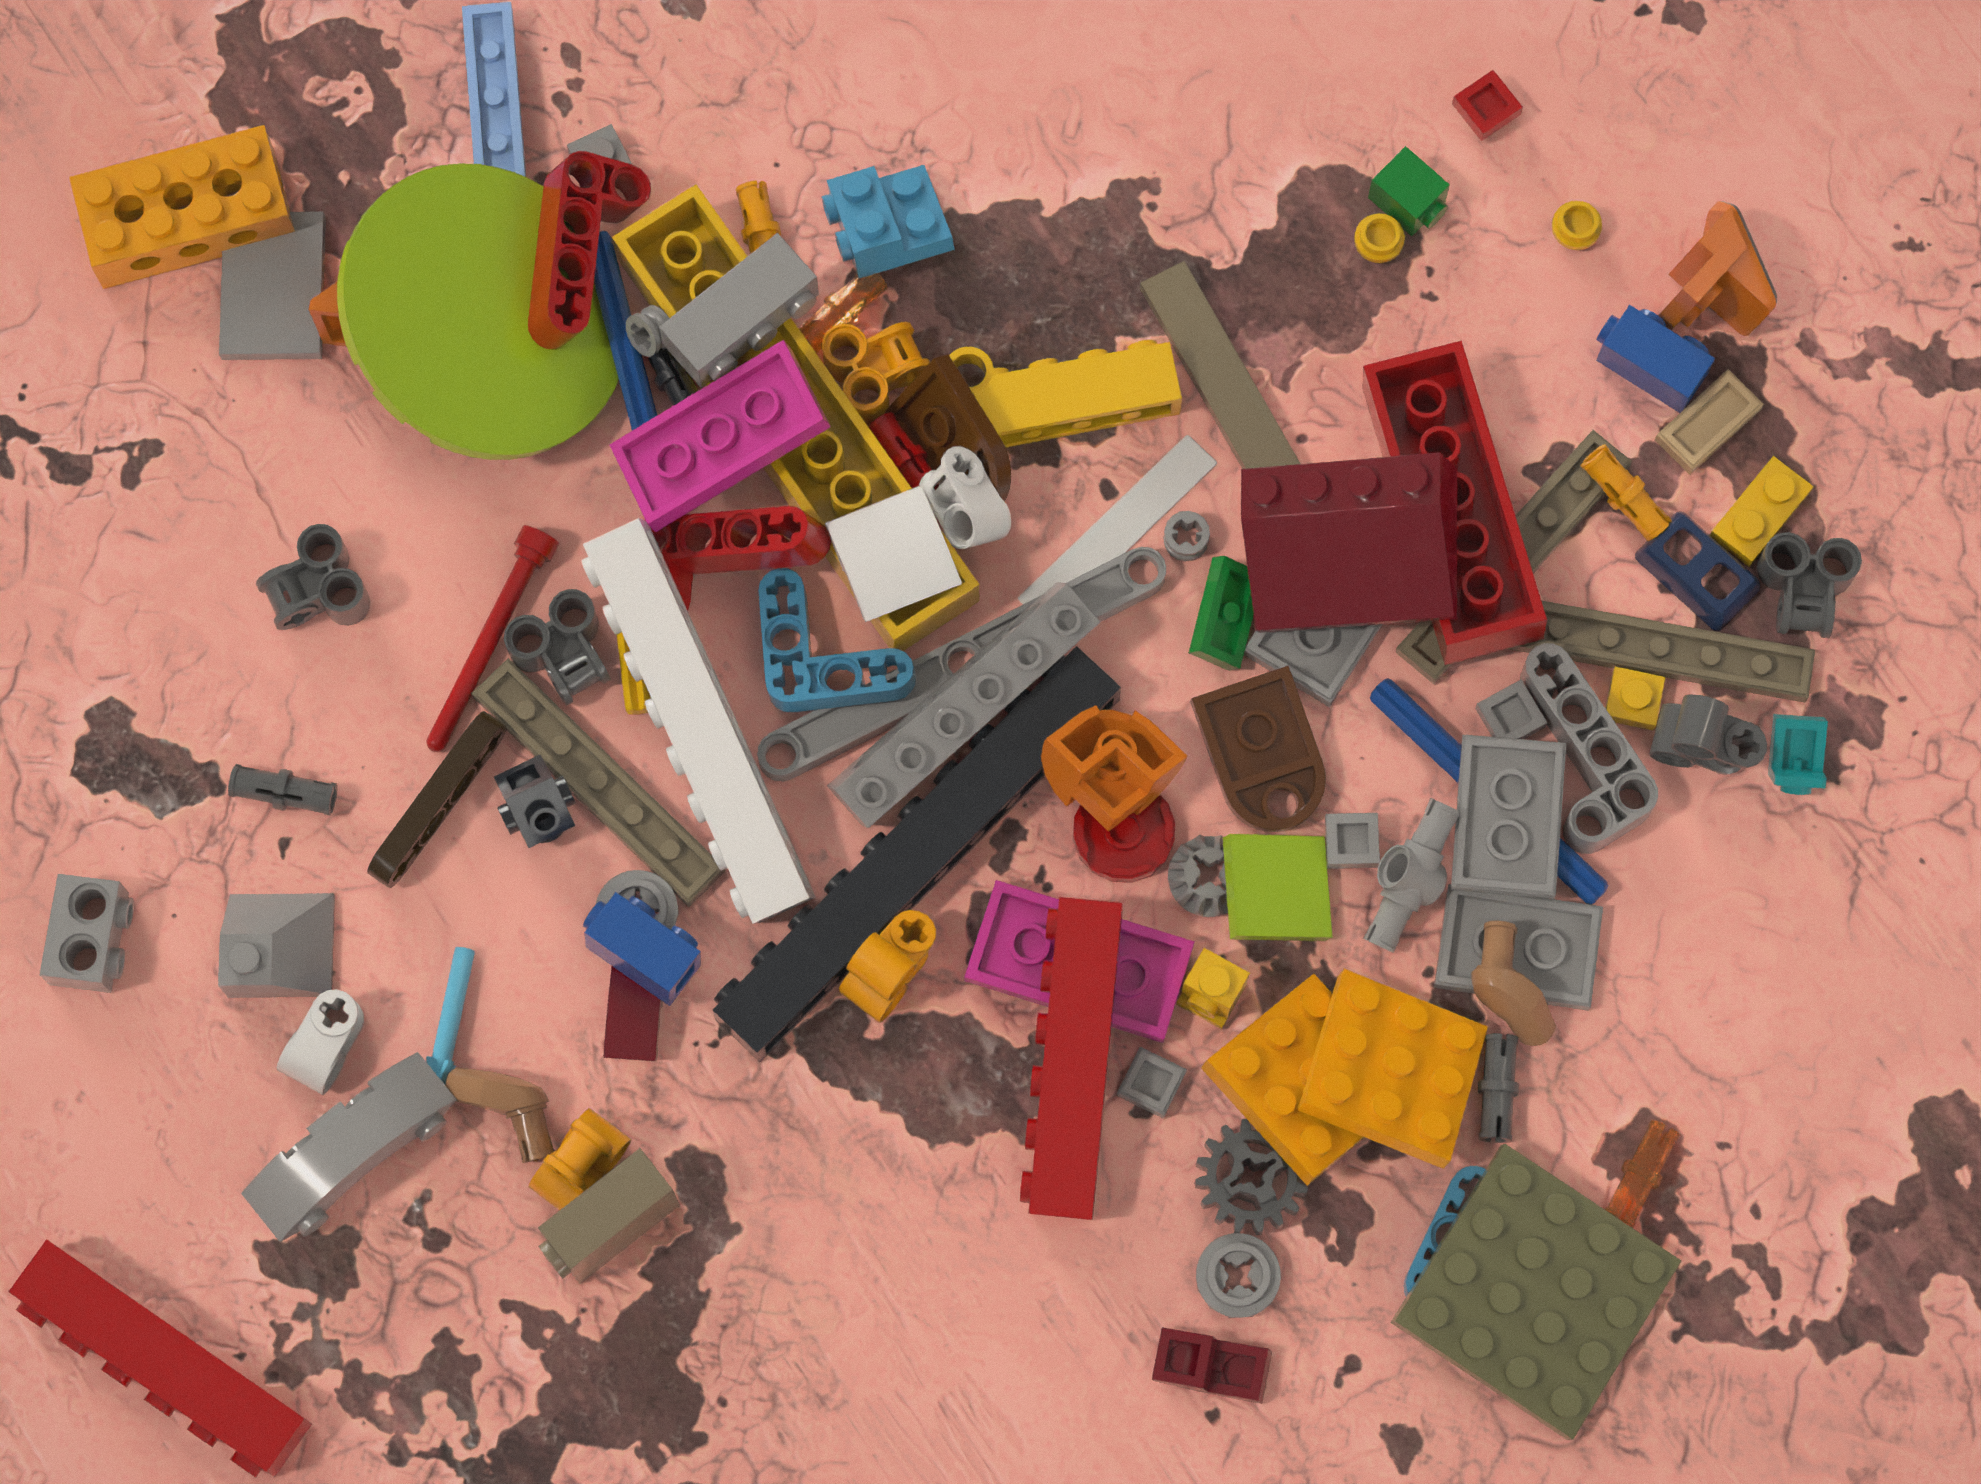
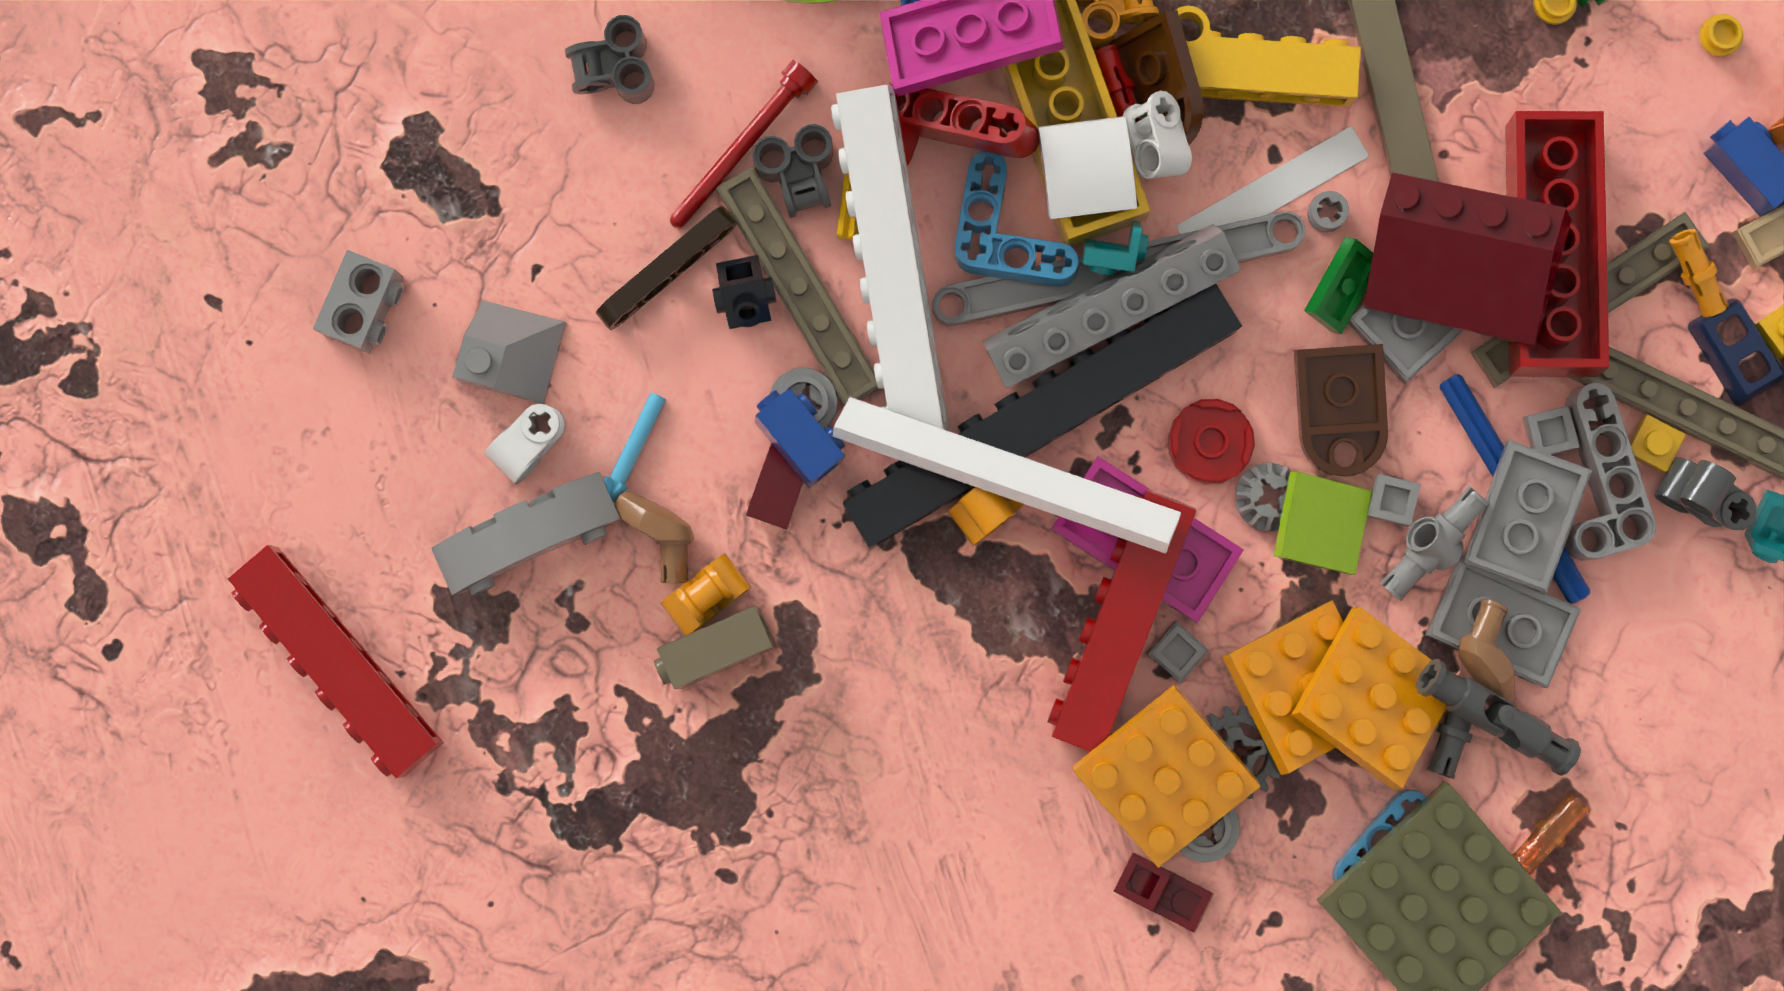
camera: 15 degrees right, 10 degrees up
(282, 789) = (545, 226): dark grey pin -> none
(892, 921) = (1007, 474): none -> white tile
(944, 651) = (1107, 256): none -> teal bracket
(1110, 763) = (1216, 387): orange brick -> none
(1173, 1222) = (1166, 776): none -> light orange plate
(1213, 988) = (1248, 591): yellow brick -> none
(1557, 1057) = (1515, 728): none -> dark grey piece

